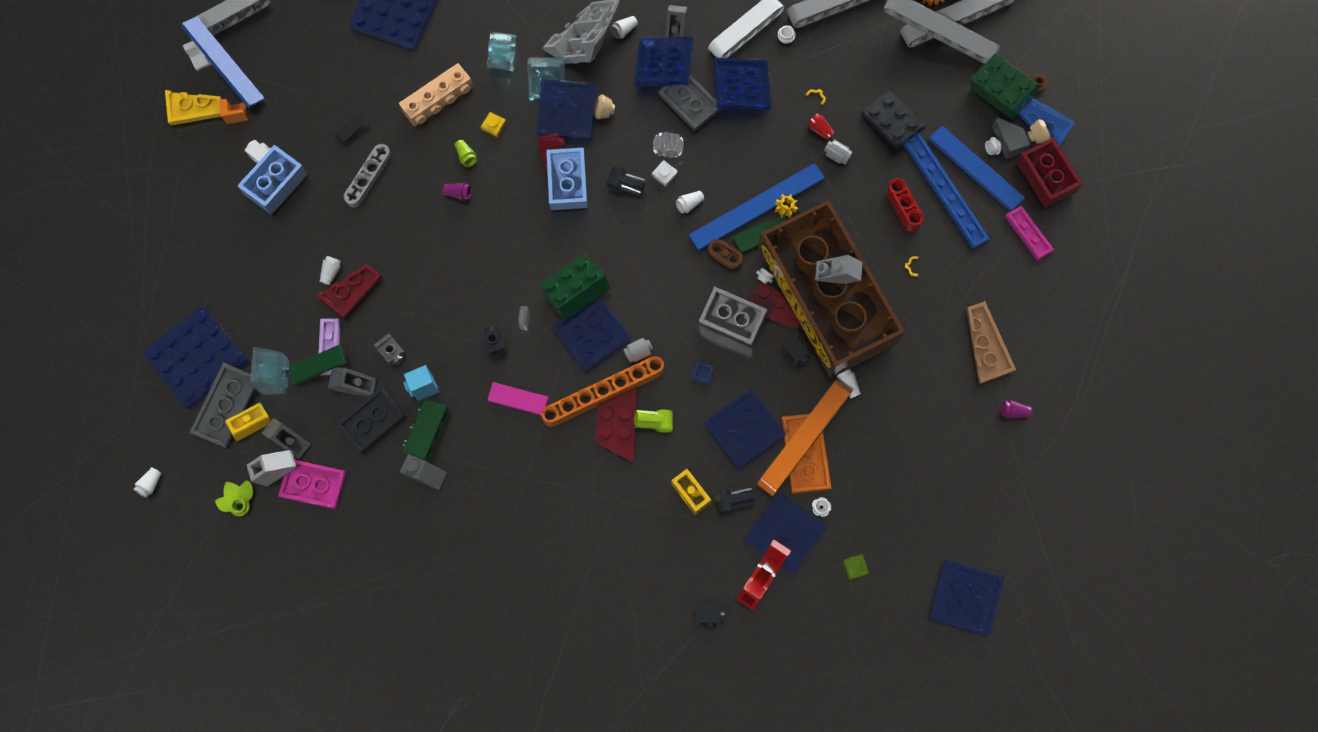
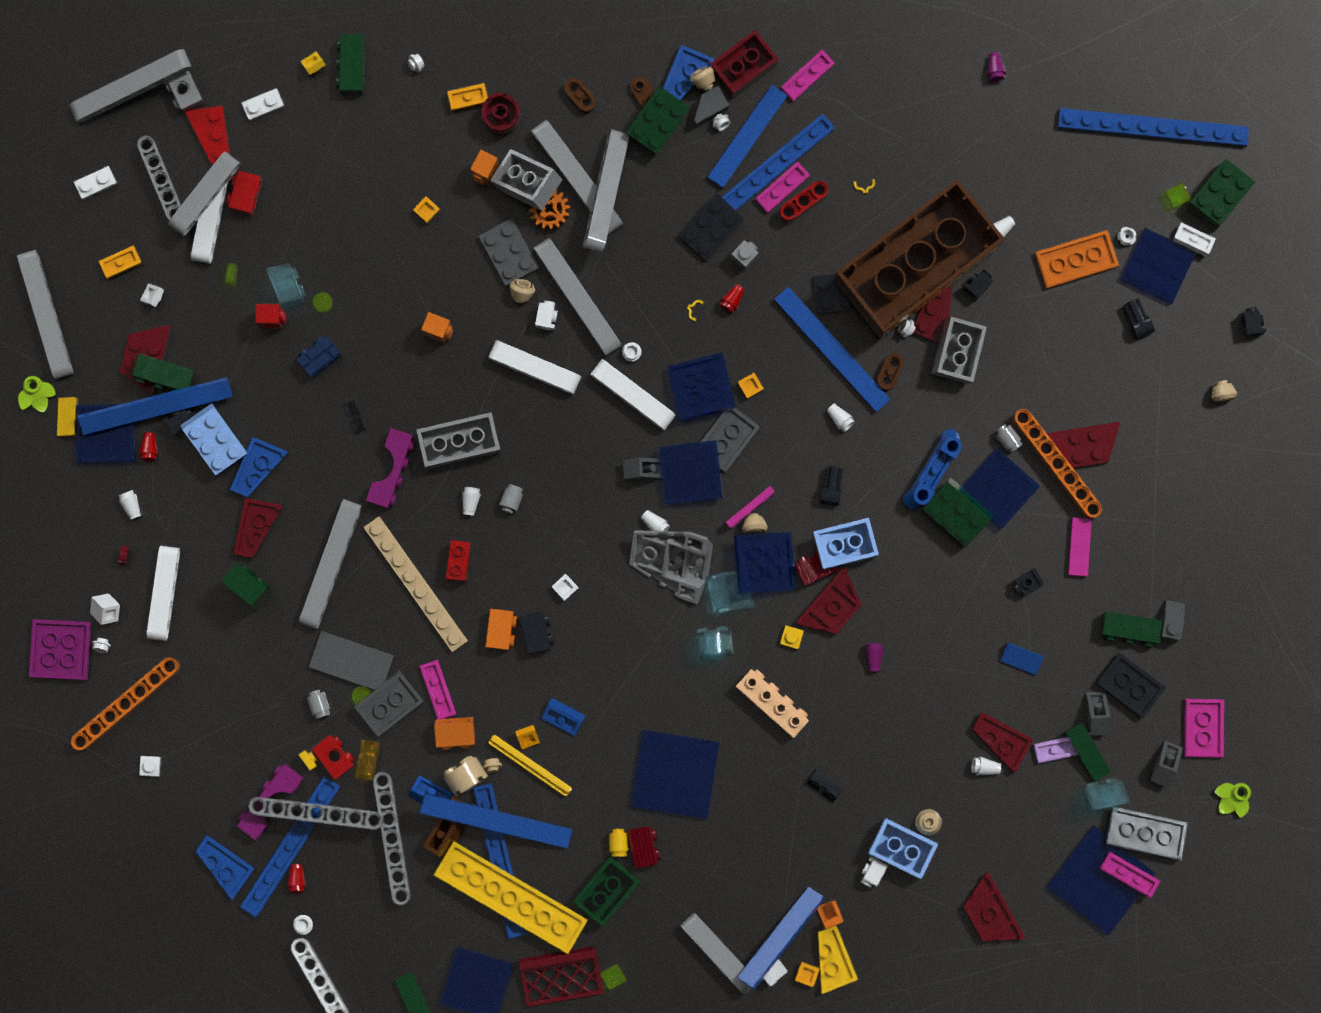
camera: 105 degrees left, 10 degrees up
(147, 484) = (1237, 888): white cone -> none
(186, 82) = (807, 974): none -> light orange plate
(188, 380) = (1130, 875): none -> dark pink tile
(192, 249) = (990, 913): none -> dark red wing
(248, 421) = (1157, 806): yellow slope -> none
(271, 467) = (1199, 767): light grey slope -> none
(293, 211) = (925, 827): none -> tan cone
(371, 177) = (873, 758): light grey beam -> none
(387, 343) = (1051, 686): flat silver brick -> none
(420, 383) = (1088, 642): medium azure brick -> none
(423, 324) = (1022, 658): none -> blue slope
(465, 153) = (831, 658): lime cone -> none
(514, 164) = (833, 605): none -> dark red wing
(523, 317) = (997, 558): clear tile -> none
(621, 107) = (744, 512): none -> dark pink tile
(622, 273) = (934, 469): none -> blue plate
(642, 570) = (1223, 391): none -> tan cone
(660, 420) = (1075, 404): lime piece -> none
(664, 173) = (812, 449): white plate -> none
(668, 145) = (786, 449): clear gear -> none
(691, 492) = (1141, 359): yellow brick -> none
(702, 373) = (1017, 372): dark blue tile -> none
(735, 128) = (750, 385): none -> light orange plate
(745, 428) = (1066, 320): clear blue plate -> none
(749, 239) = (860, 339): dark green tile -> none
(763, 575) = (1206, 279): red arch -> none
(787, 201) = (830, 313): yellow gear -> none
(804, 438) = (1066, 261): orange beam -> none
(806, 573) = (1194, 239): none -> white plate
(837, 152) = (757, 277): light grey brick -> none
(839, 270) = (912, 249): light grey slope -> none
(850, 611) = (1221, 194): none -> dark green brick
(861, 143) = (745, 254): none -> light grey brick
(922, 191) = (782, 187): none -> dark pink tile
(931, 559) = (1153, 127): none -> blue plate
(966, 598) = (1185, 90): clear blue plate -> none
(988, 347) = (939, 99): medium nougat wing -> none
(1035, 31) = (580, 95): none -> reddish brown plate

